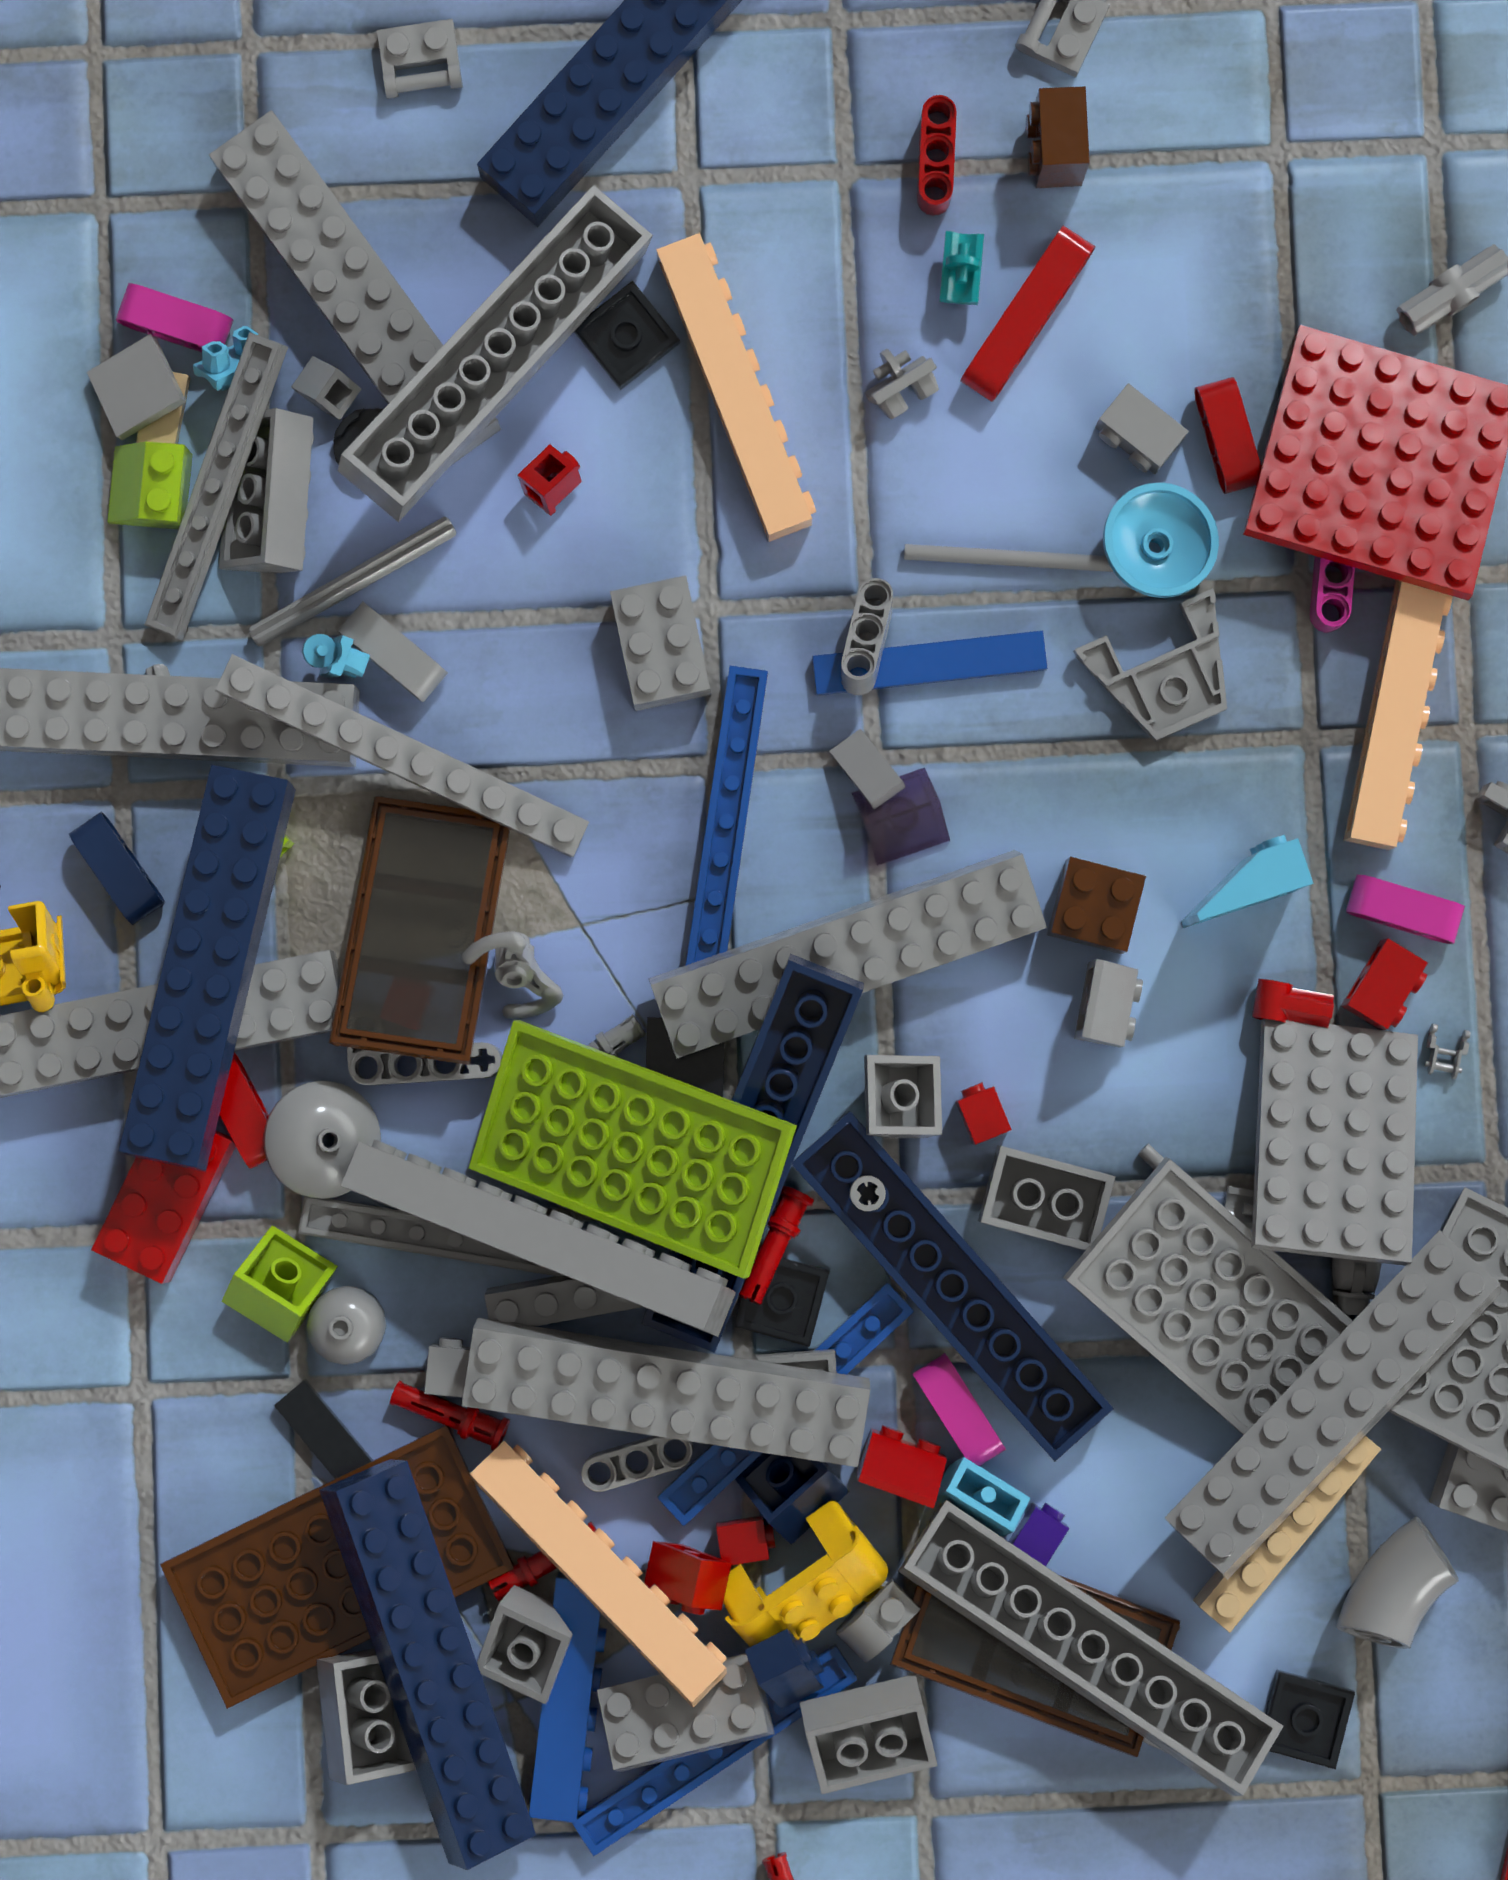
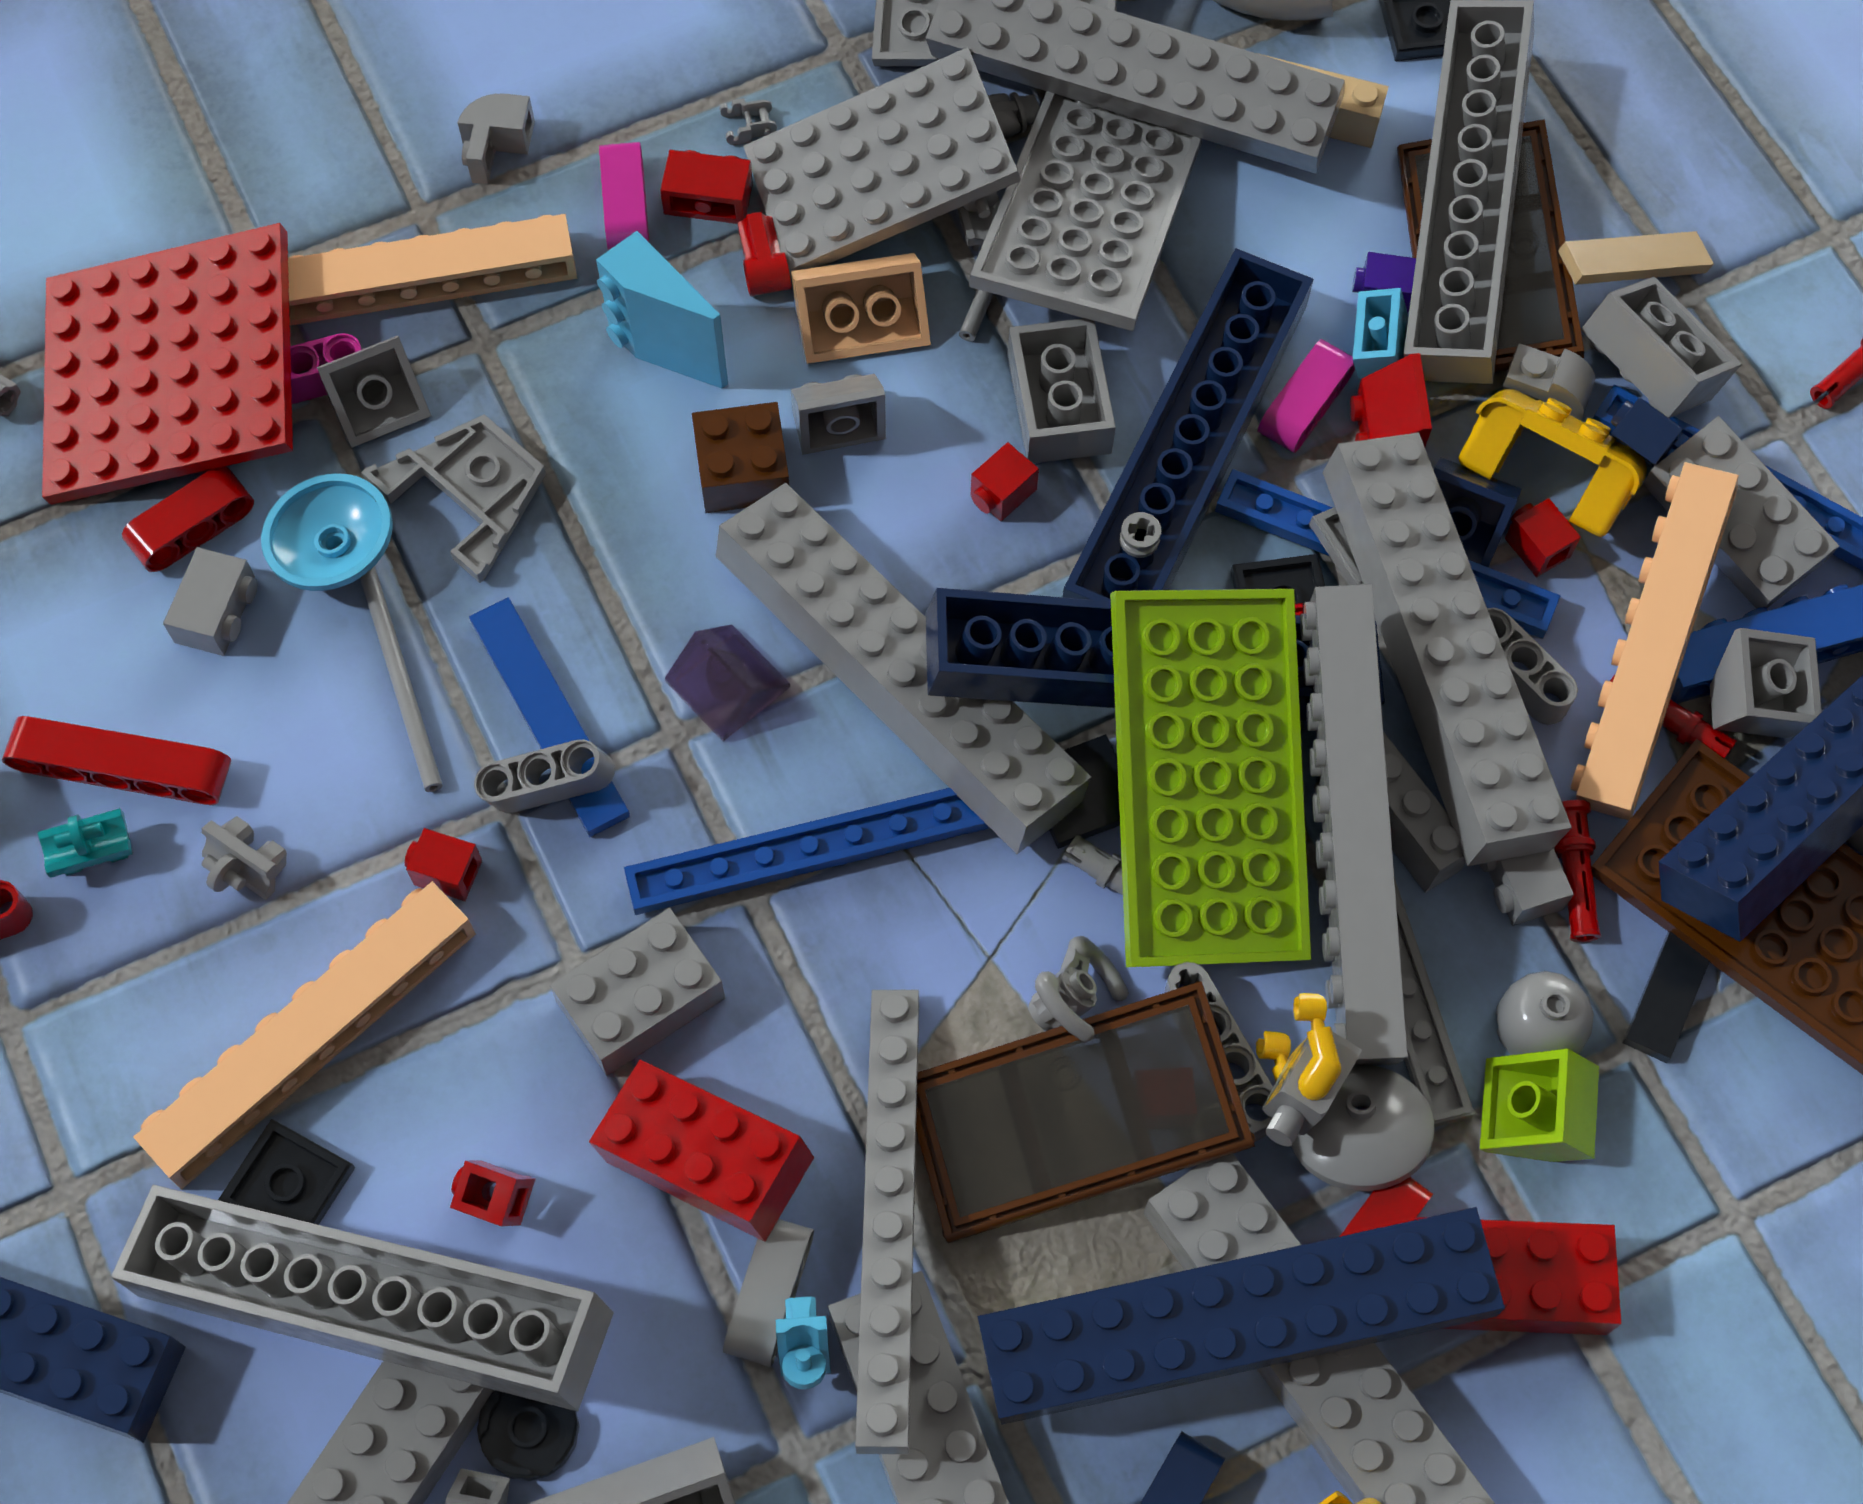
camera: 115 degrees left, 20 degrees down
(352, 581) = (711, 1383): light grey axle -> none
(358, 1104) = (1311, 1074): none -> torso
(510, 640) = (702, 1149): none -> red brick
(688, 1576) = (1608, 562): red brick -> none
(830, 534) = (445, 861): none -> red brick
(867, 769) = (690, 724): light grey tile -> none
(903, 1096) = (1020, 546): light grey slope -> none
(968, 1765) = (1635, 257): none -> tan tile
(1205, 1067) = (861, 307): none -> light nougat slope
(1284, 625) = (374, 391): none -> light grey slope

